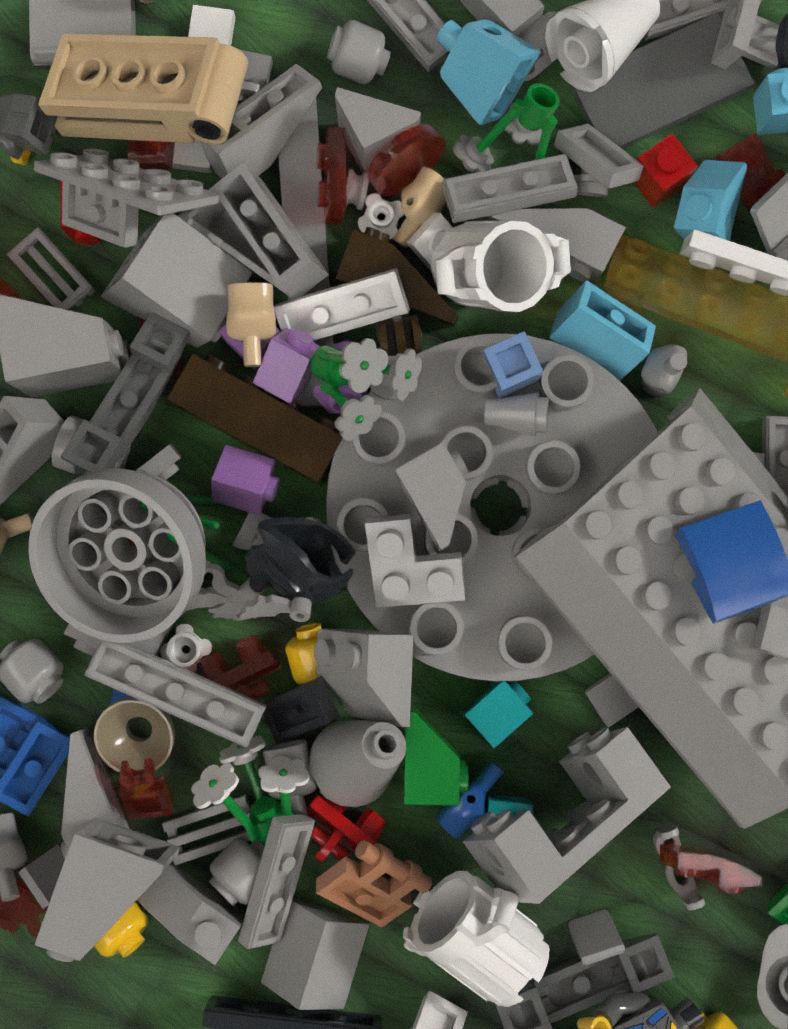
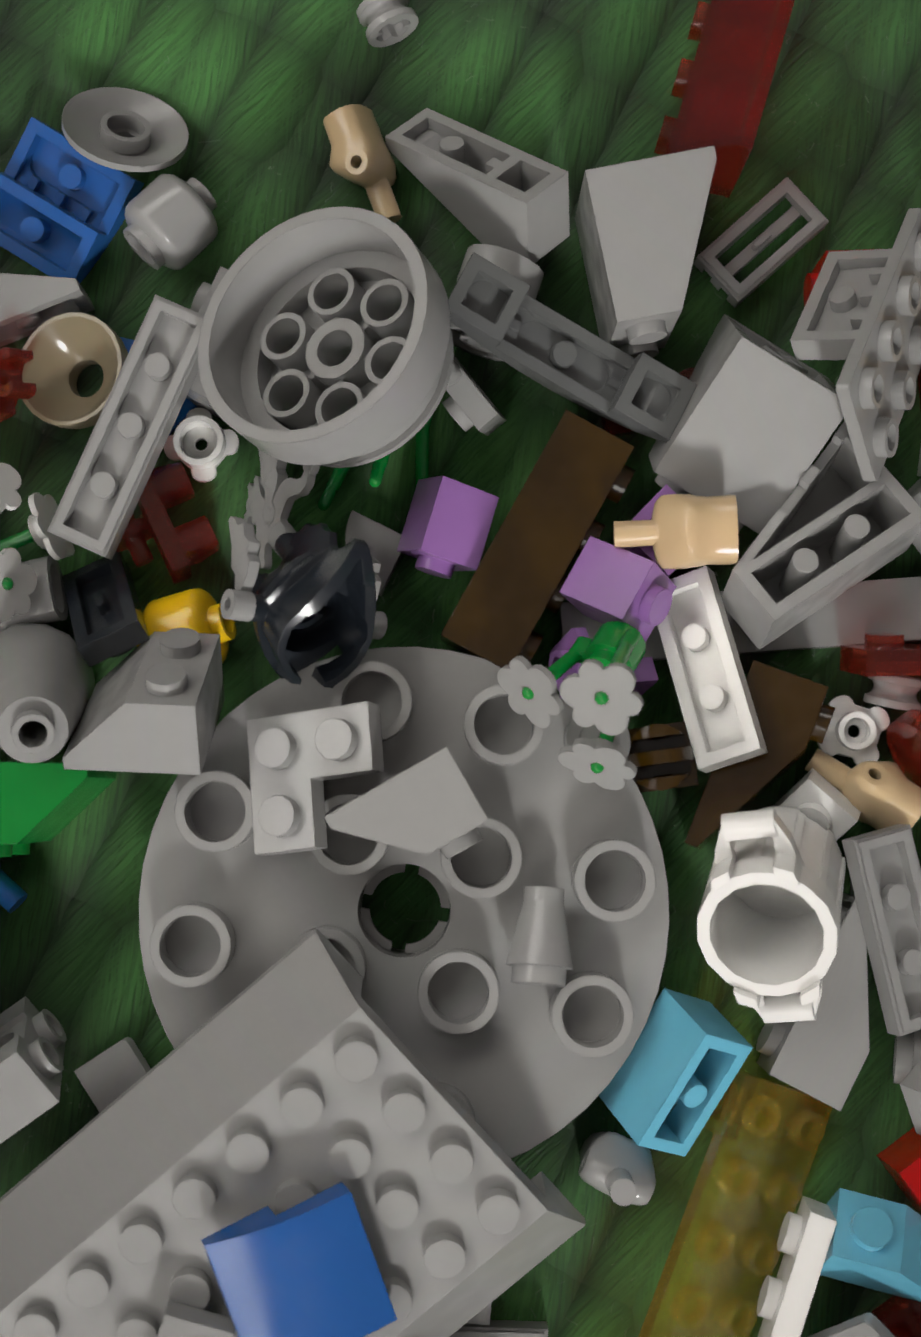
camera: 85 degrees right, 0 degrees up
(499, 711) = (97, 905): teal brick -> none
(513, 364) = (615, 930): medium blue panel -> none

